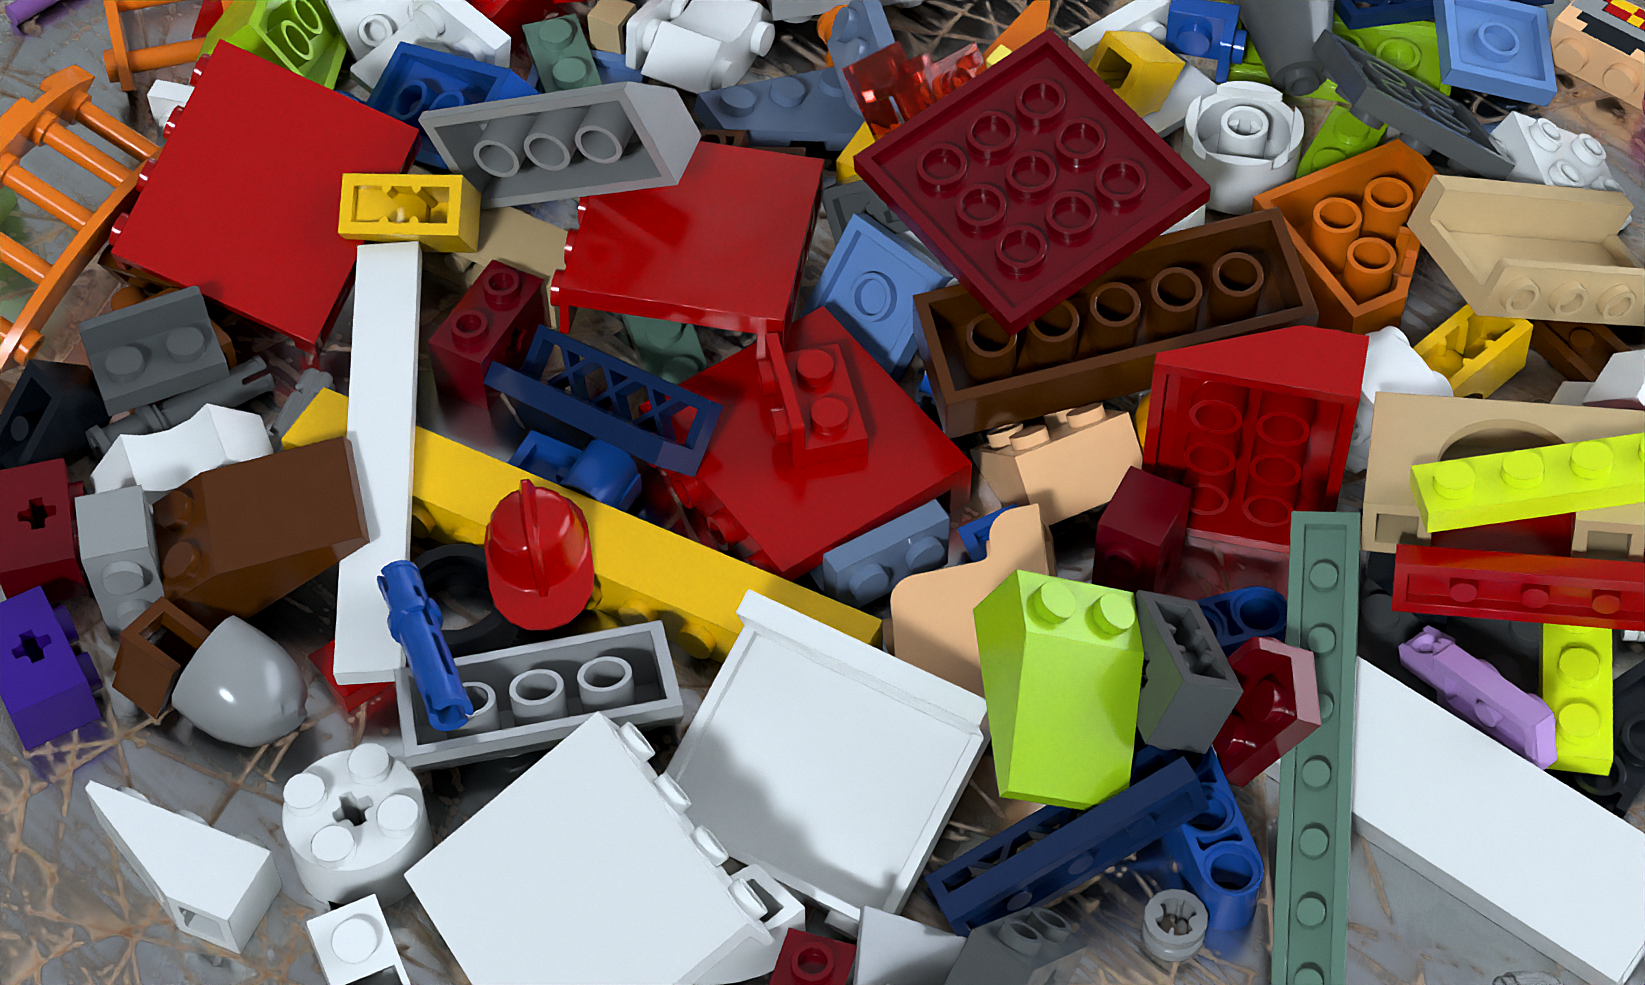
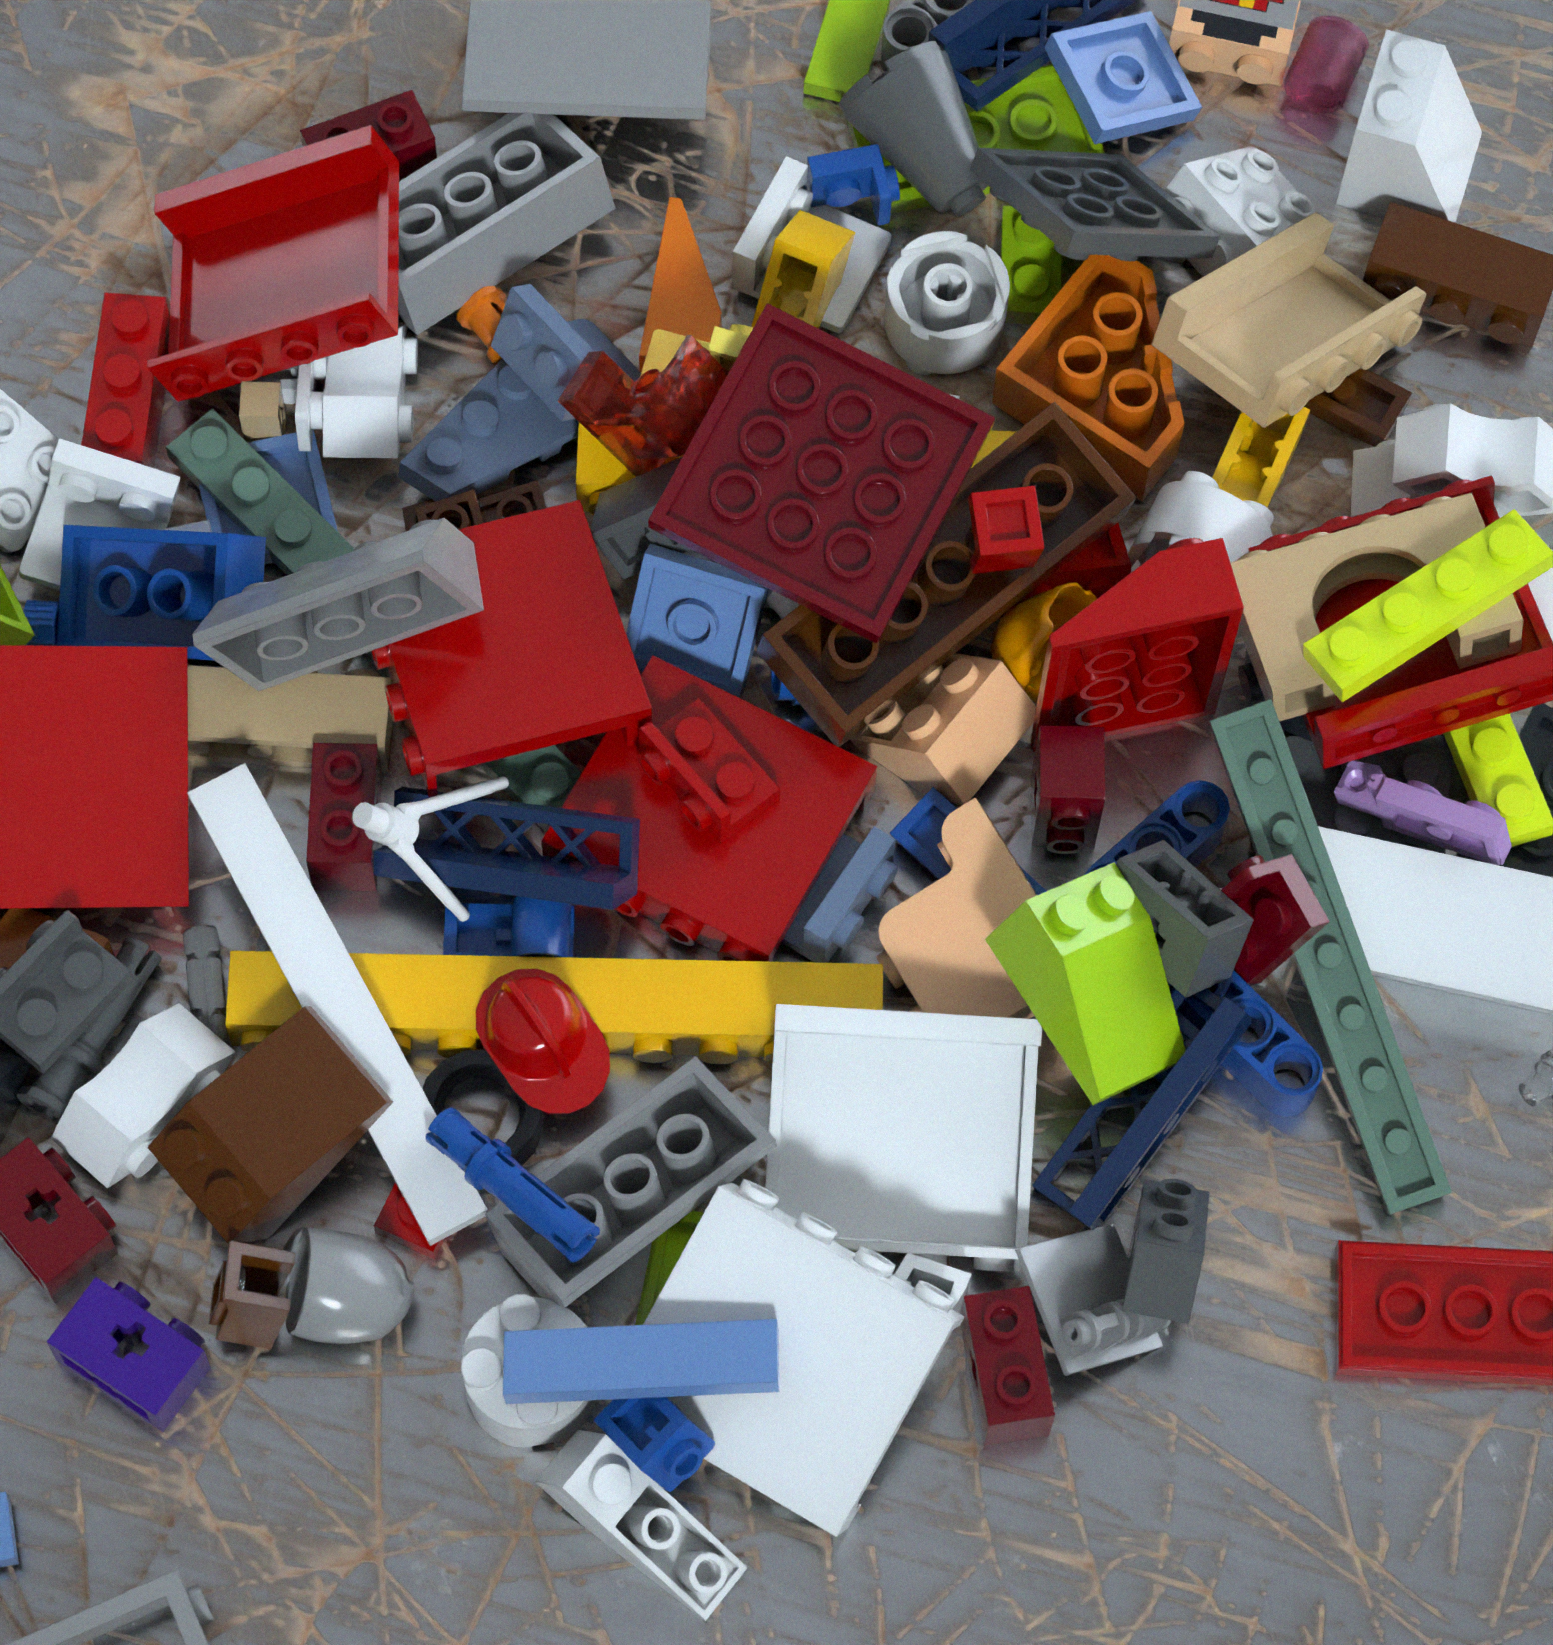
camera: 30 degrees left, 15 degrees up
(119, 553) = (161, 1216): light grey brick -> none
(199, 875) = (408, 1480): white slope -> none
(411, 207) = (220, 736): yellow arch -> none
(424, 919) = (656, 1438): none -> blue bracket
(443, 839) = (641, 1361): none -> medium blue tile
(515, 333) = (399, 829): none -> white plant
(1171, 279) = (1005, 529): none -> red panel
(1181, 905) = (1239, 1130): light grey bush -> none

